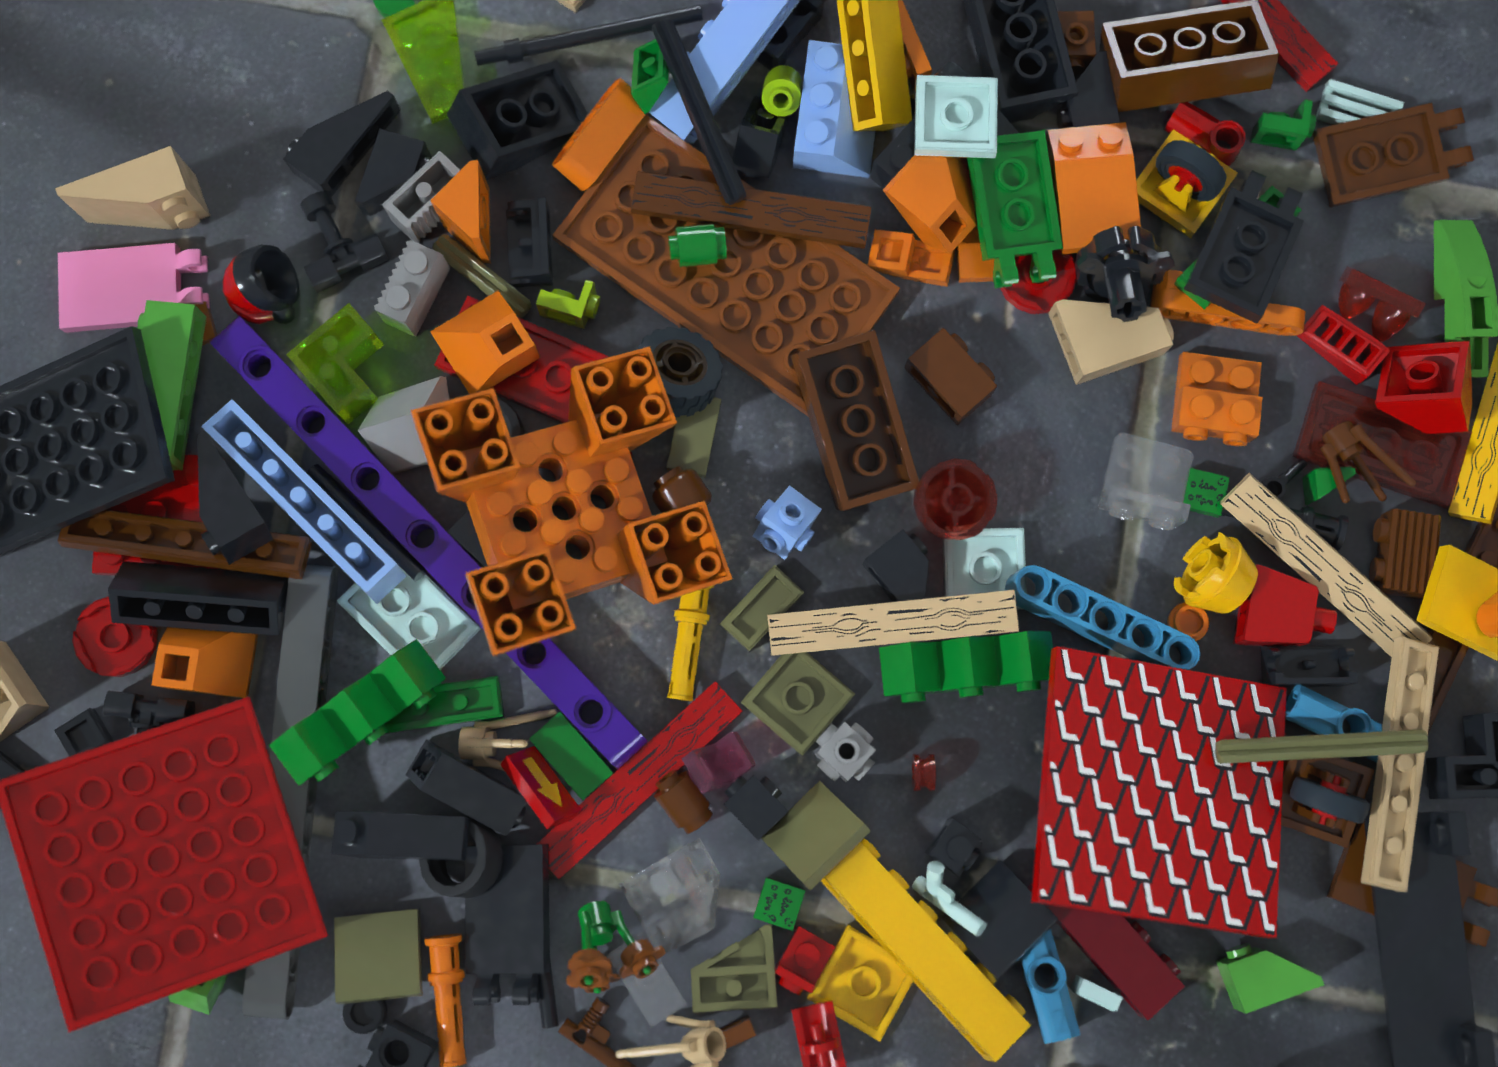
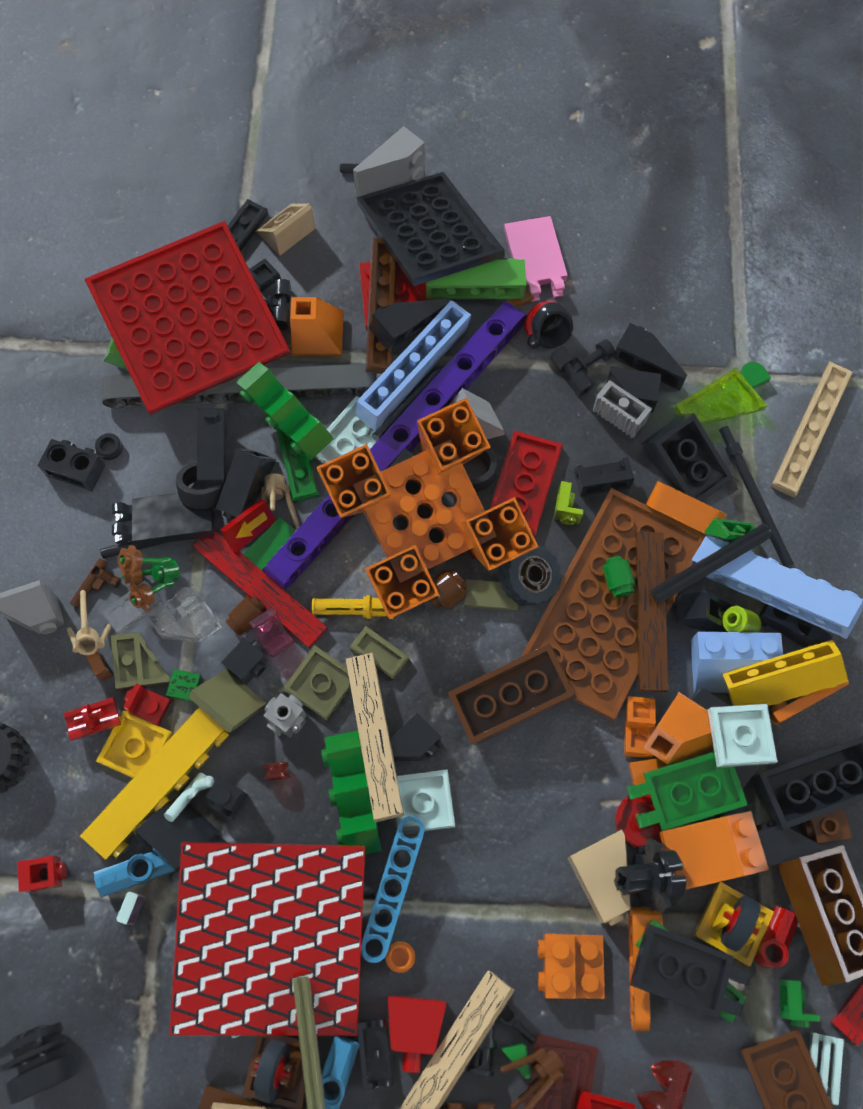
camera: 85 degrees right, 10 degrees down
(111, 647) = (323, 280): red tile -> none
(143, 192) = (595, 251): tan slope -> none
(198, 598) = (347, 316): black brick -> none
(332, 356) = (504, 368): clear neon green brick -> none
(378, 956) = (140, 447): olive tile -> none
(412, 288) = (560, 409): light grey brick -> none
(446, 979) = (128, 488): orange pin -> none
(465, 209) = (617, 433): orange slope -> none
(480, 274) = (577, 451): olive axle -> none
(486, 343) = (530, 456): orange slope -> none
(786, 523) = (436, 658): light blue brick -> none
(951, 375) = (557, 762): reddish brown brick -> none
(955, 499) = (465, 769): clear red cylinder -> none
(1122, 957) = (150, 929): dark red brick -> none
(1147, 481) = (500, 915): clear bracket -> none
(1205, 492) = (499, 961): green tile -> none
(1217, 575) = (434, 973): yellow cone -> none
(1262, 978) = (145, 1035): bright green slope -> none
(1350, 333) = (614, 1069): red slope -> none

